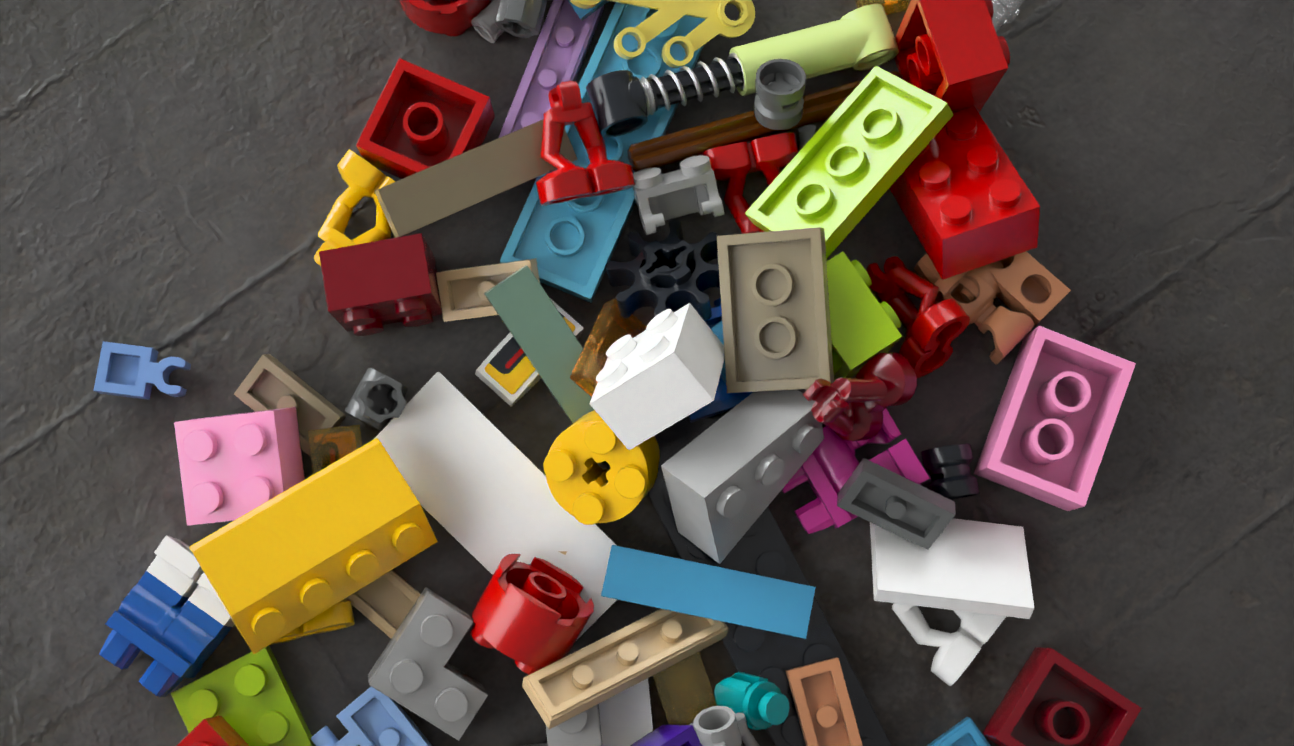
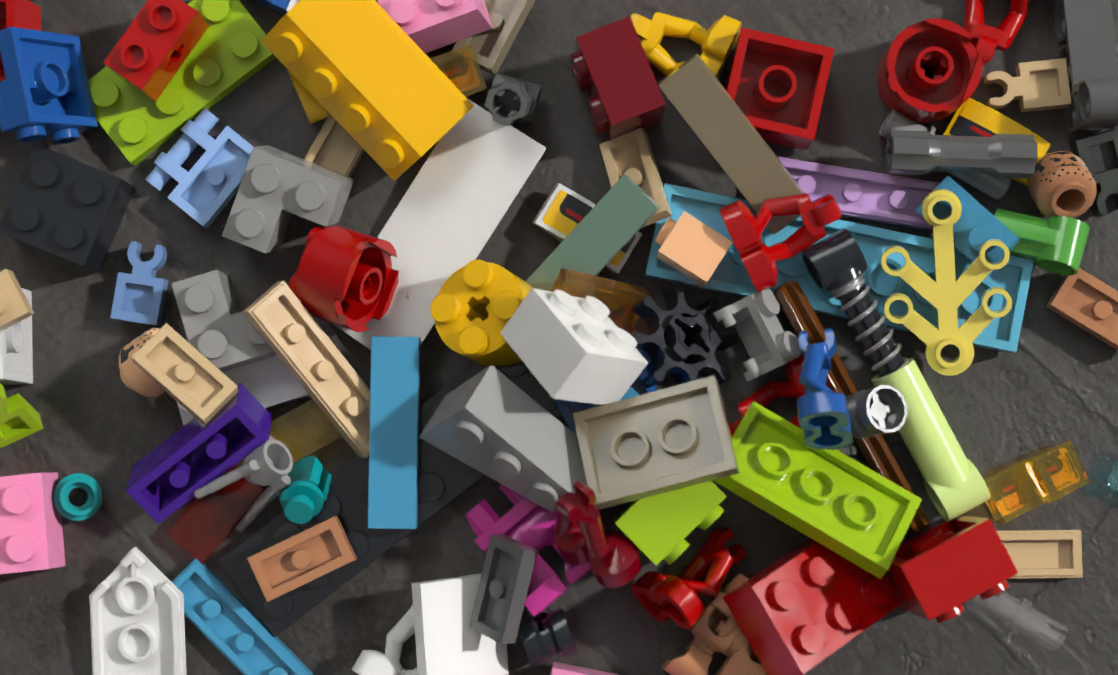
camera: 85 degrees right, 5 degrees up
(575, 242) = (691, 247): none -> light nougat brick
(774, 136) = (821, 410): none -> blue piece

